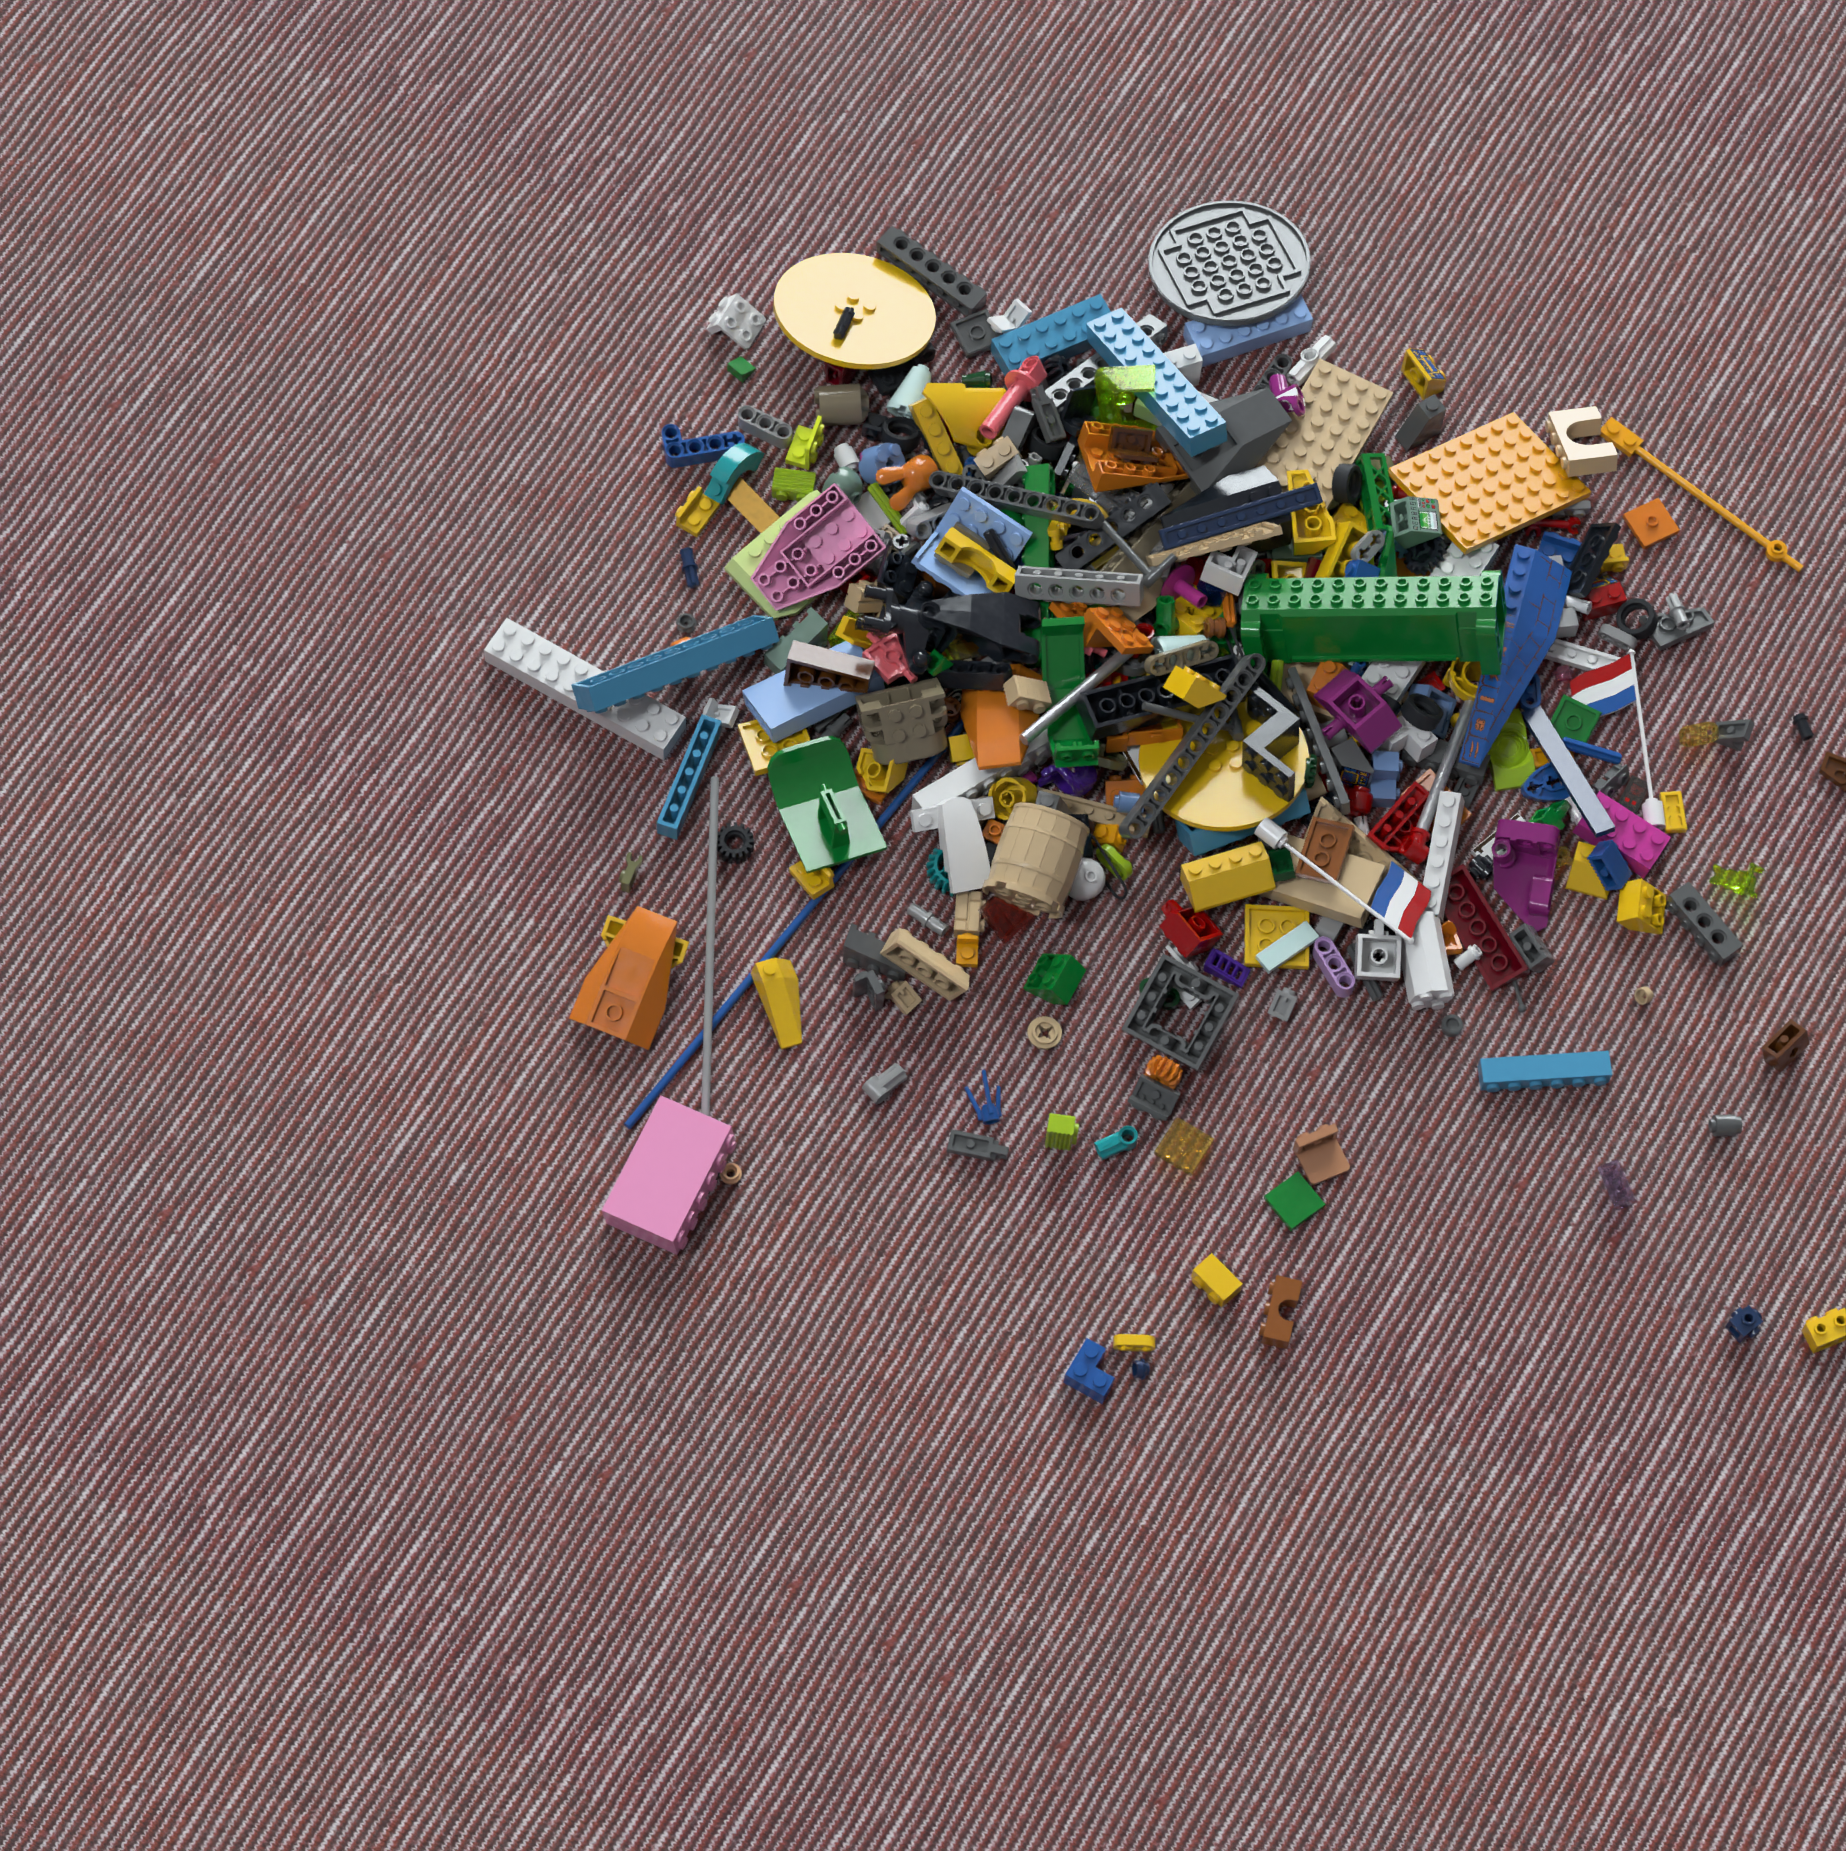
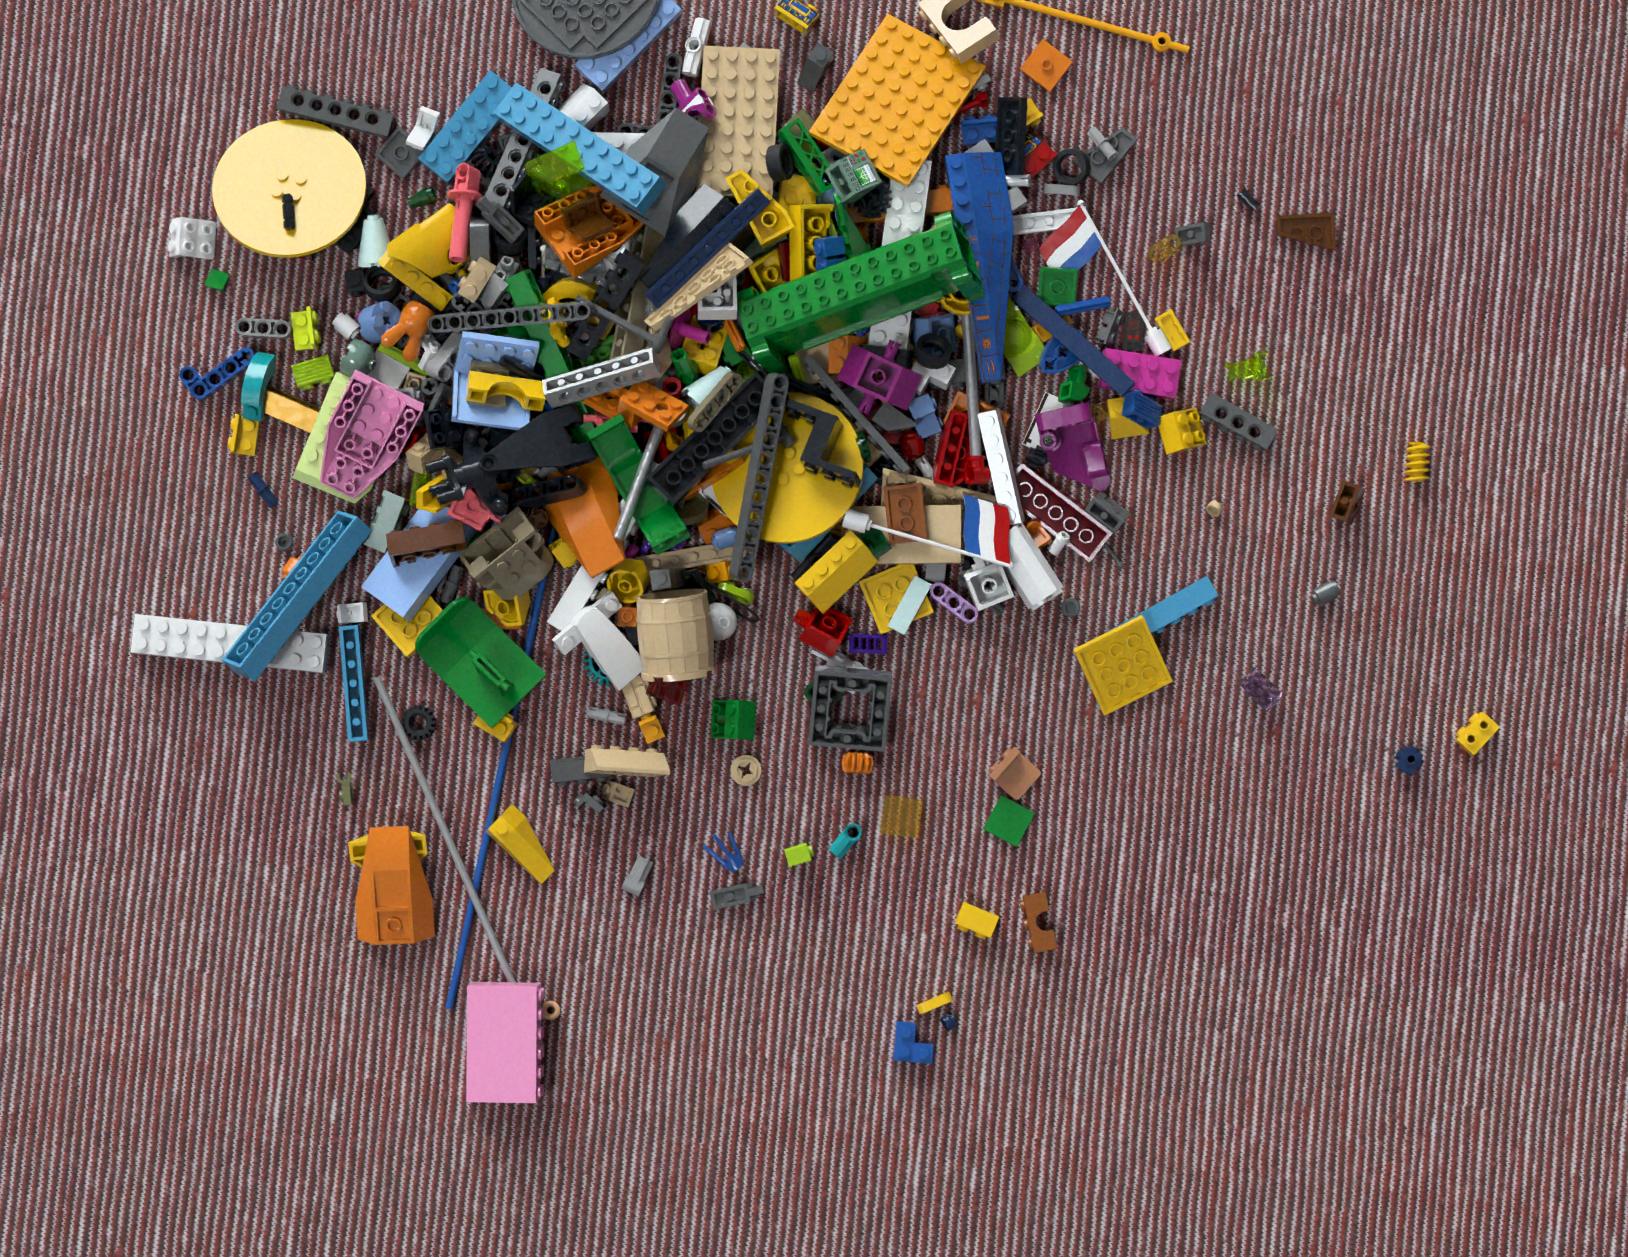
camera: 25 degrees left, 20 degrees up
(841, 404) = (318, 280): dark tan cylinder -> none
(938, 664) = (515, 494): green slope -> none
(1027, 694) = (601, 493): tan brick -> none
(1154, 1098) = (859, 788): dark grey bracket -> none
(1193, 687) = (739, 432): yellow slope -> none
(1214, 627) = (728, 356): dark orange wheel -> none
(1283, 1003) = (927, 654): light grey bracket -> none
(1364, 543) = (823, 219): light grey beam -> none
(1482, 1097) = (1123, 665): none -> yellow plate

